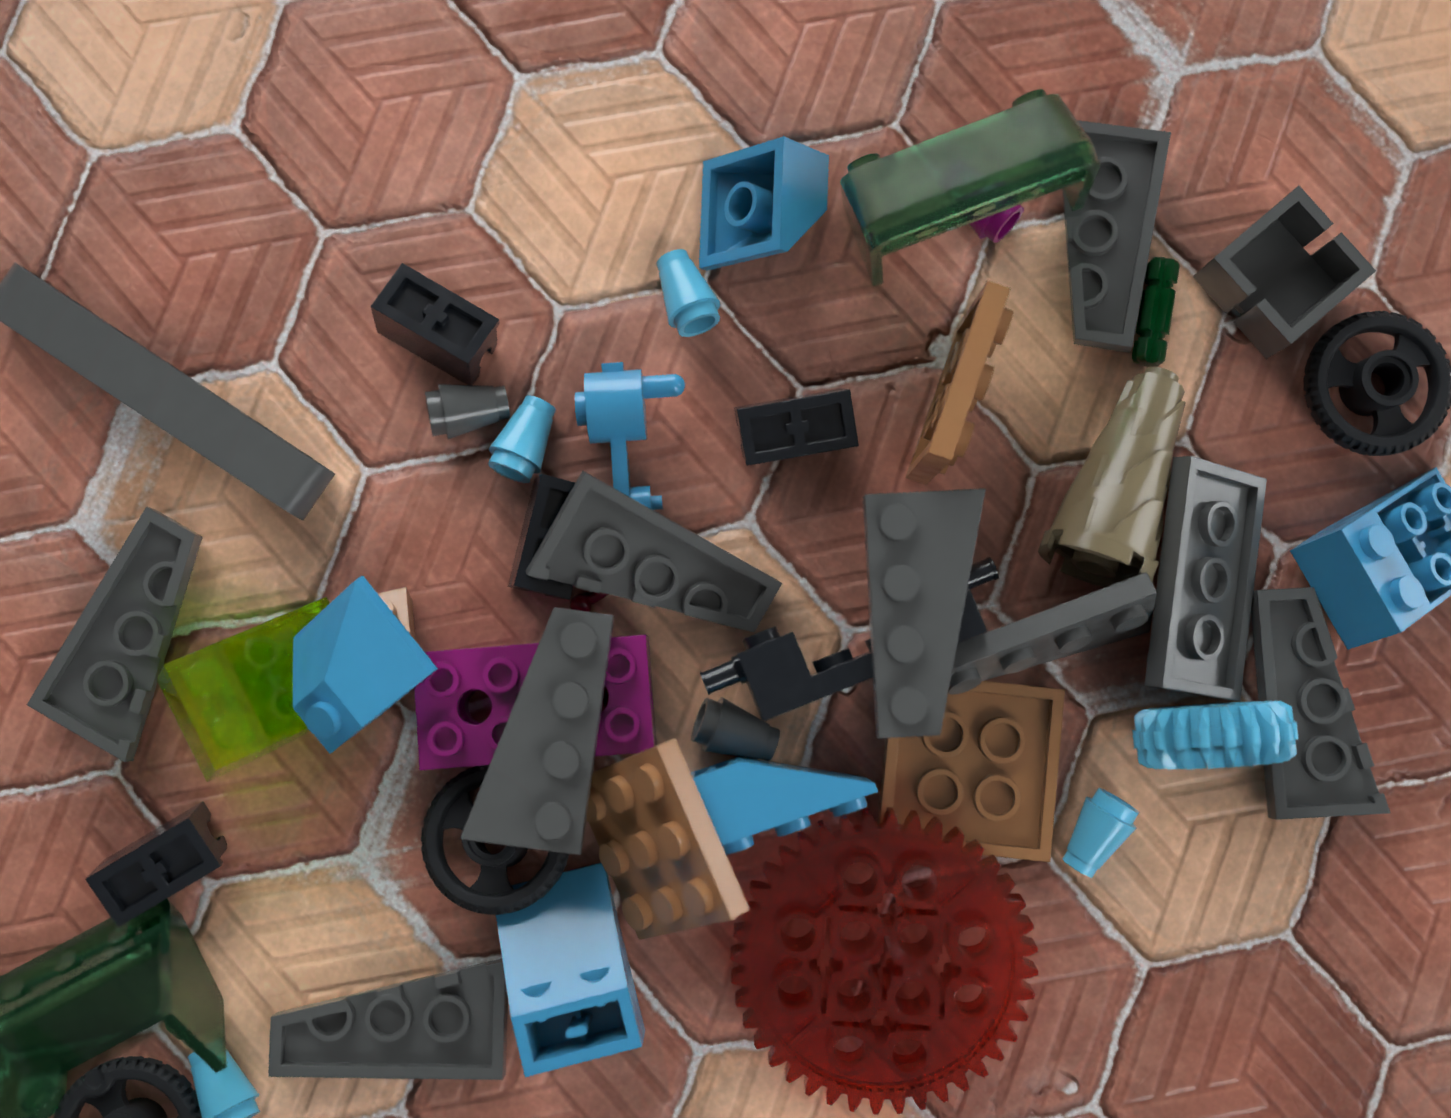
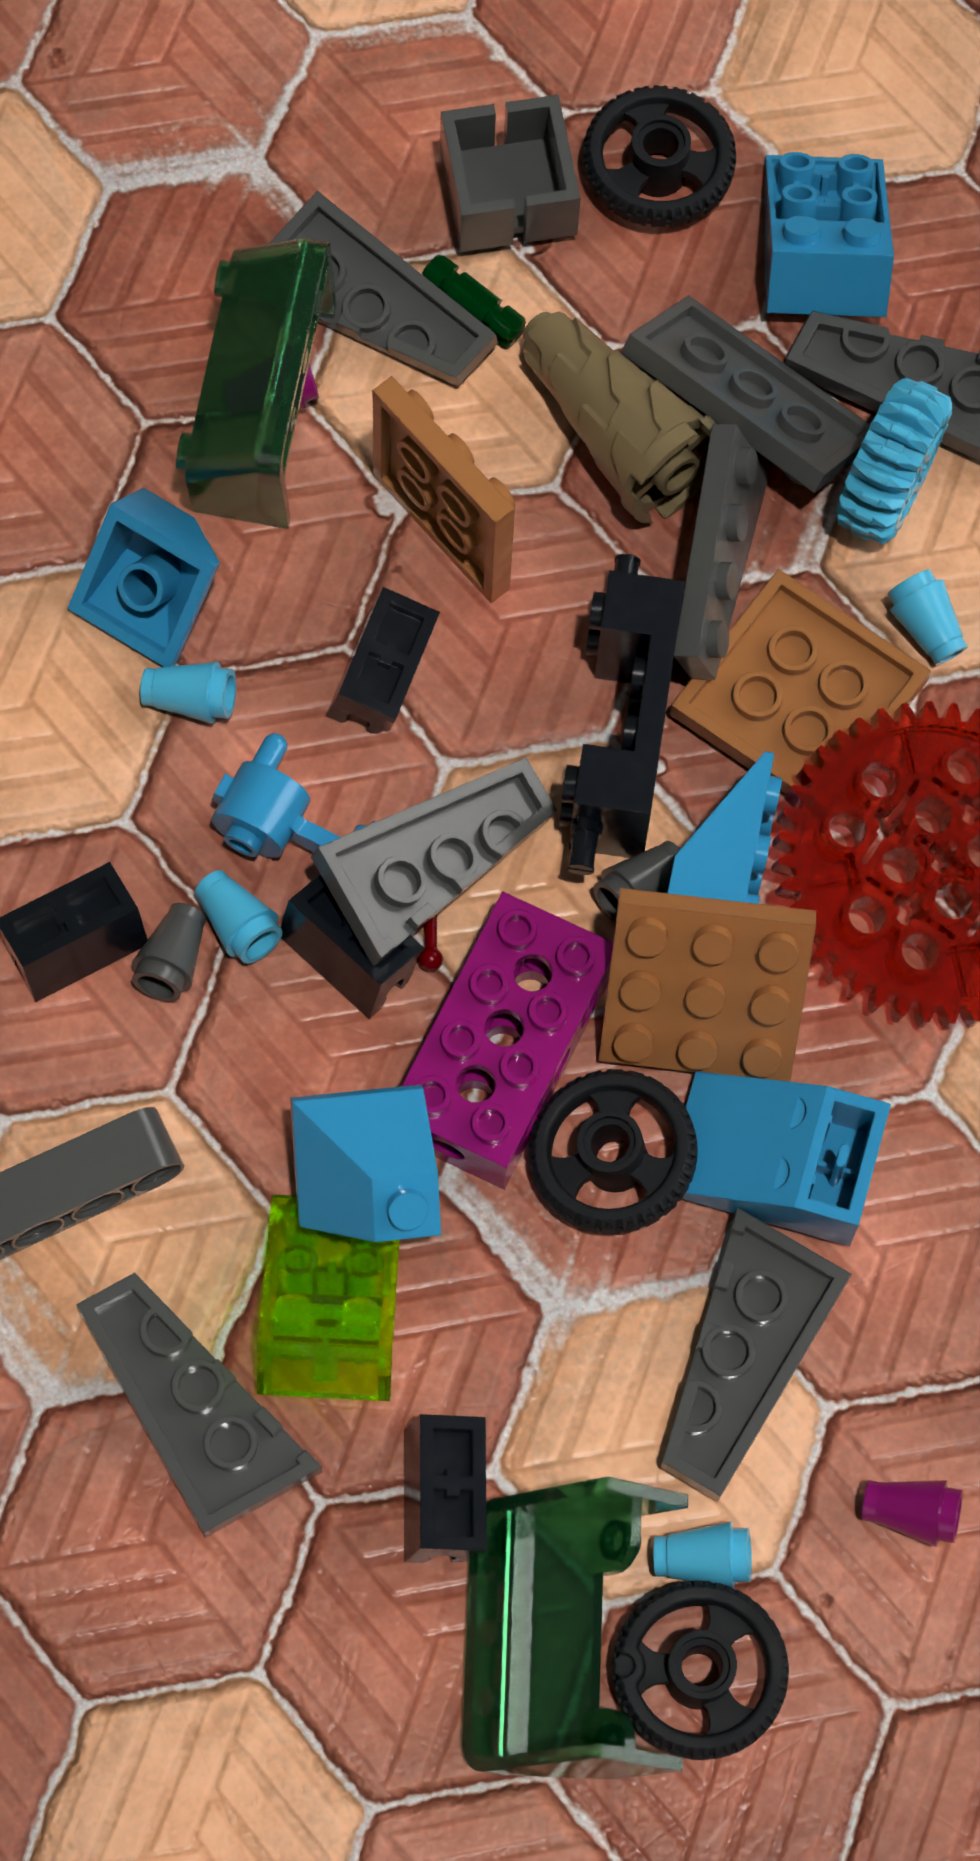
camera: 60 degrees left, 15 degrees down
(546, 756) = (565, 1031): dark grey wing -> none
(917, 592) = (612, 615): dark grey wing -> none

